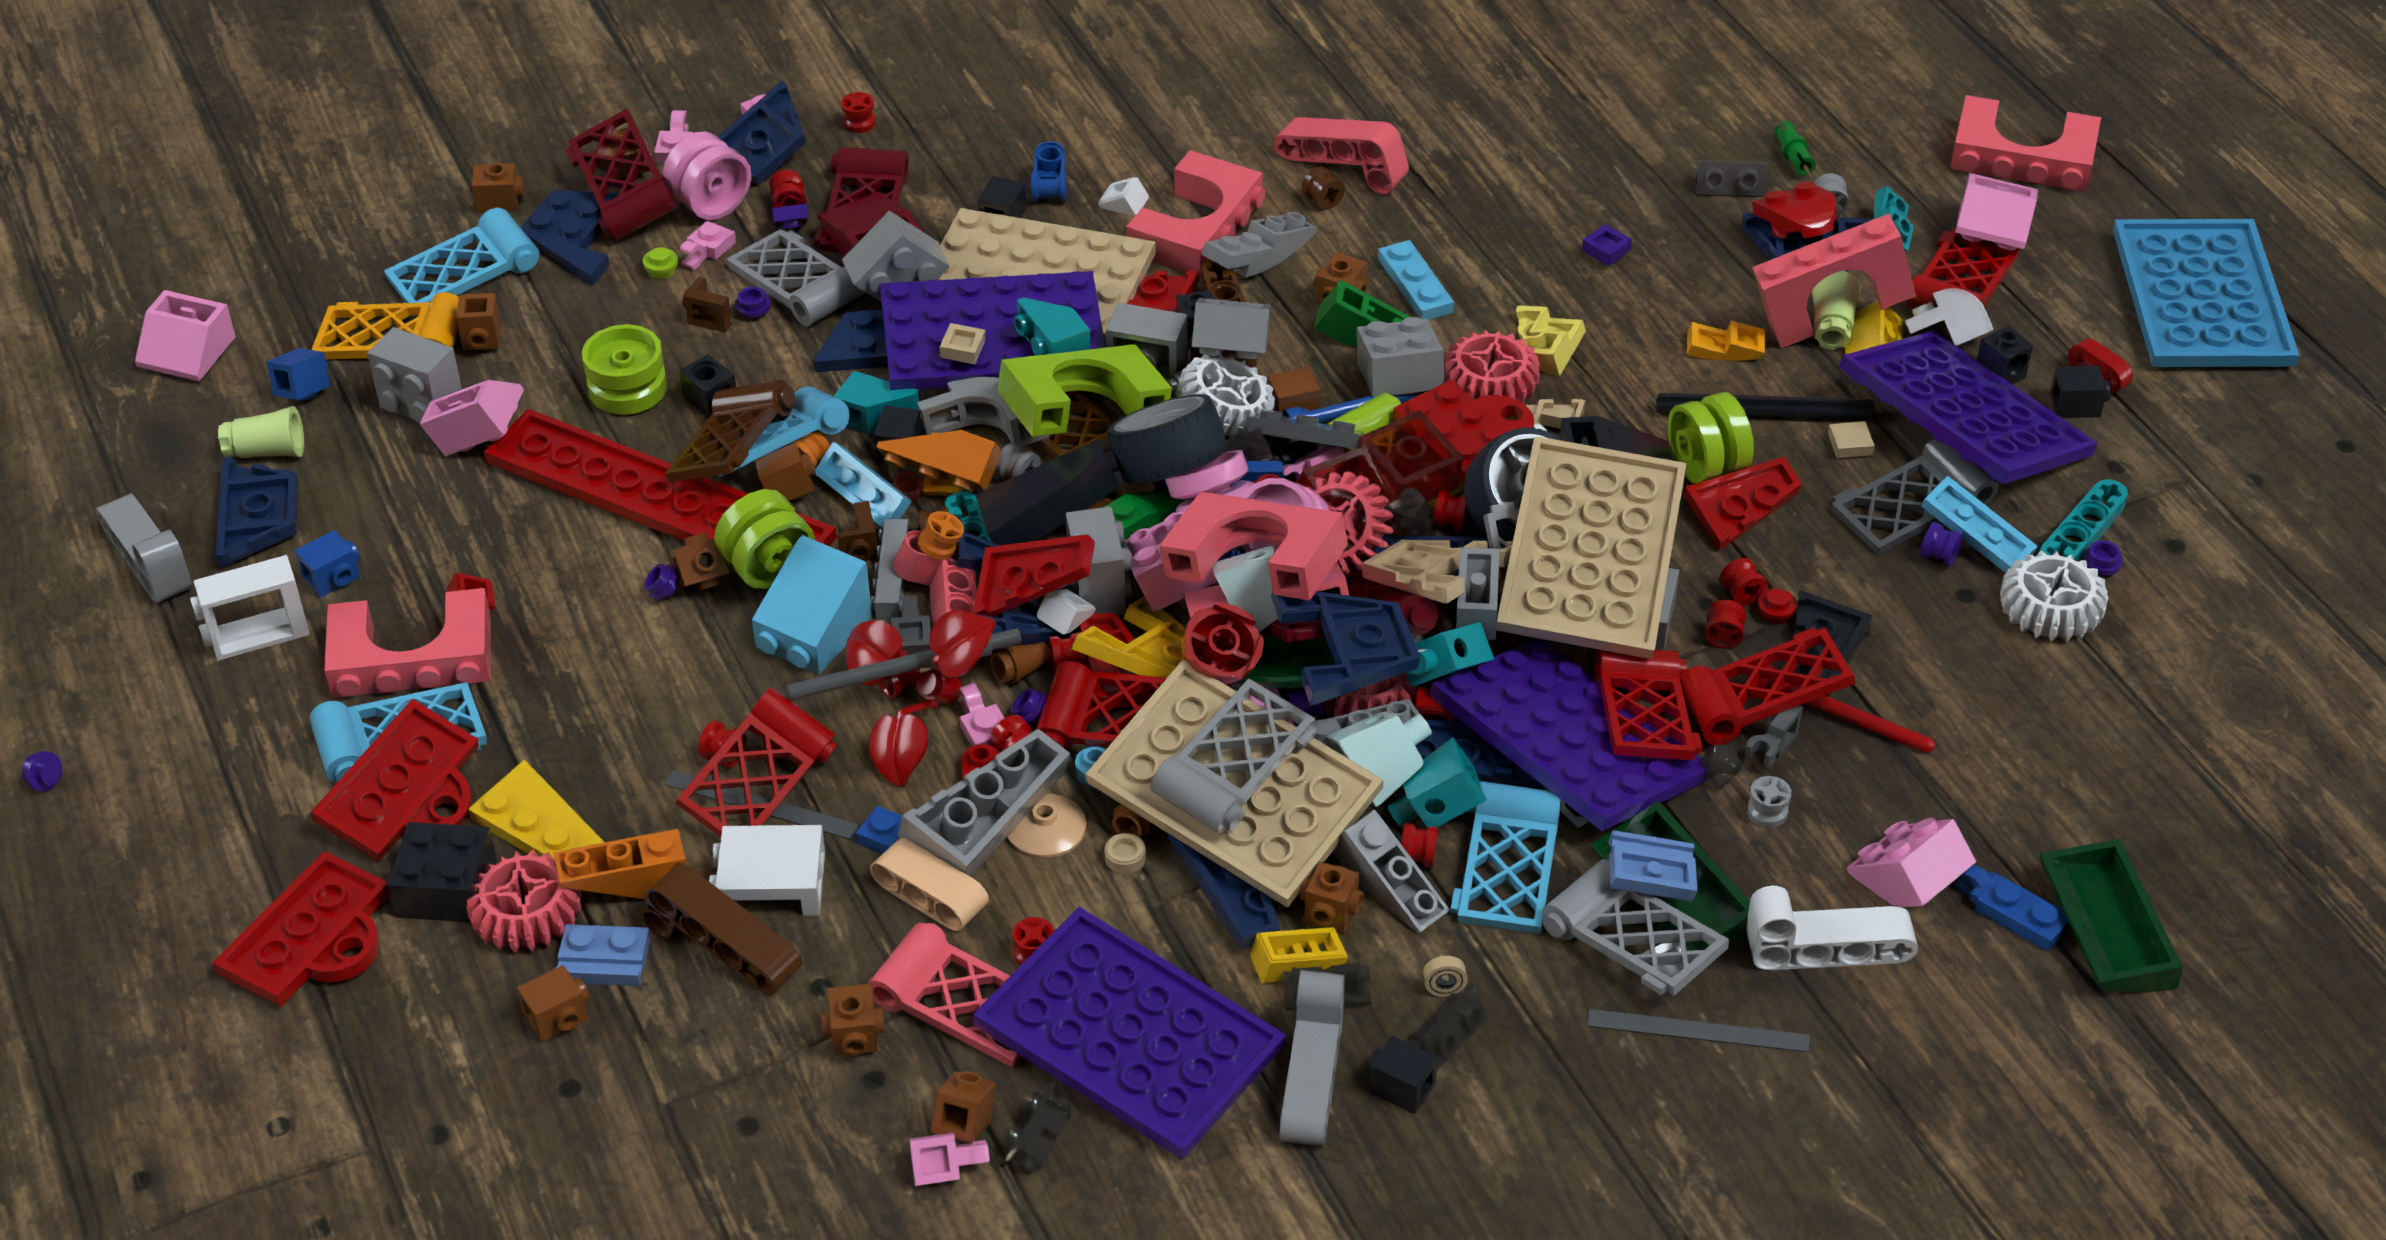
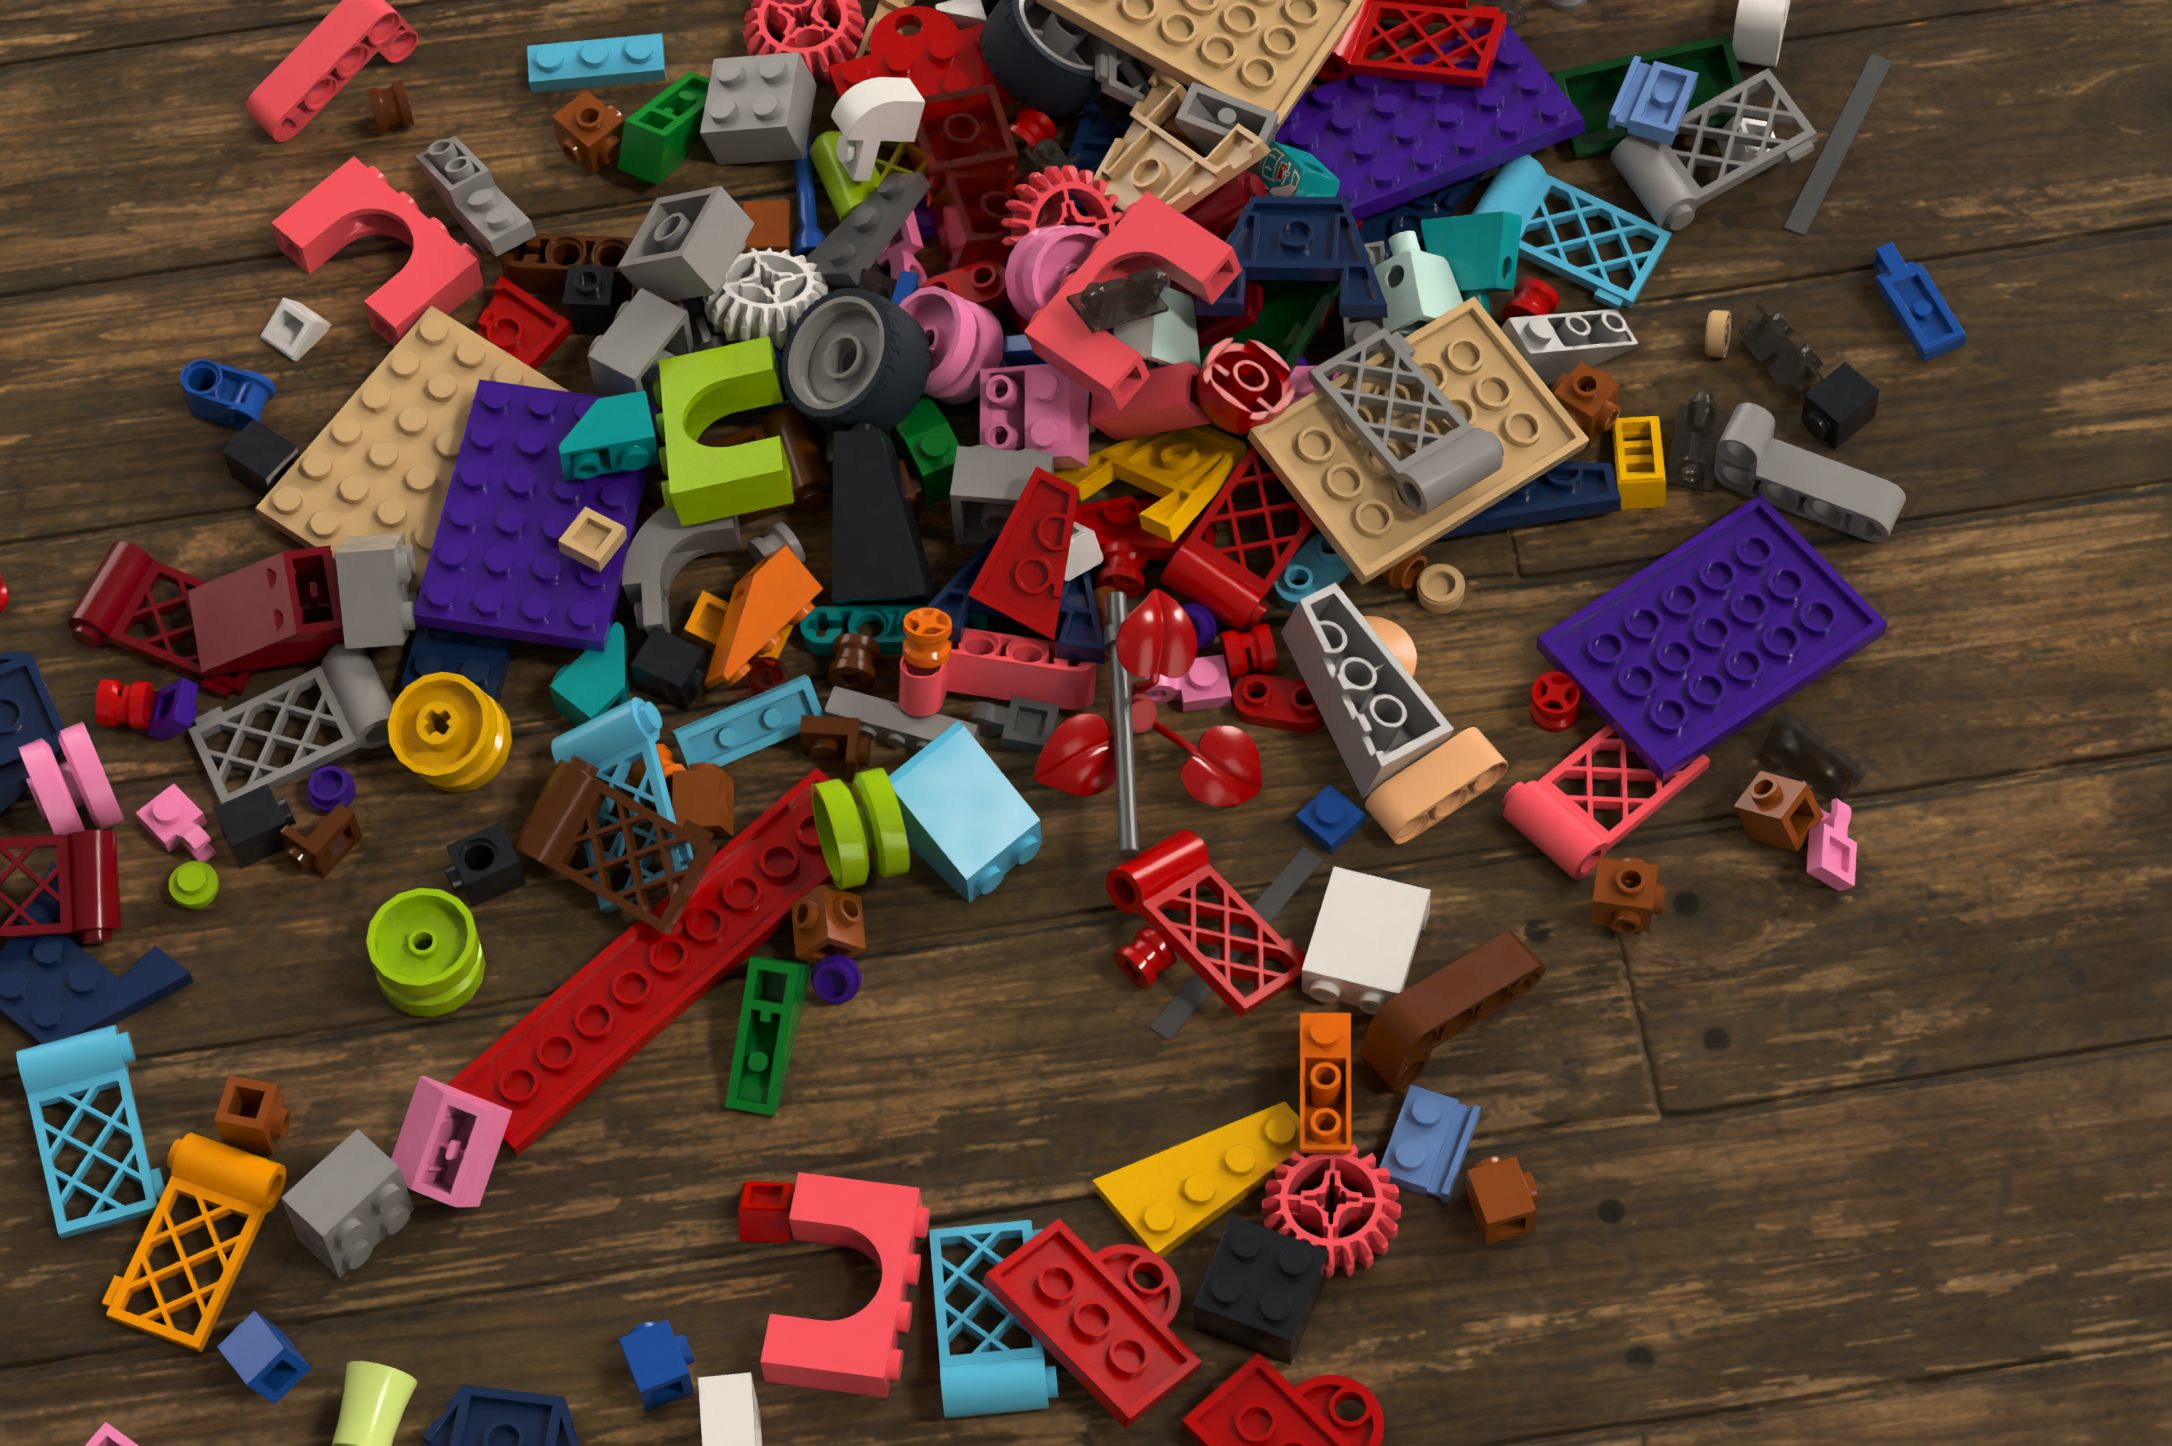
camera: 70 degrees left, 15 degrees up
(611, 554) = (766, 1033): none -> green slope
(710, 264) = (253, 824): none -> black brick
(800, 333) = (449, 732): none -> yellow wheel
(1237, 527) = (1121, 300): none -> clear smoke hinge
(1390, 392) = (875, 113): none -> white brick
(1537, 1111) = (1916, 304): none -> blue hinge

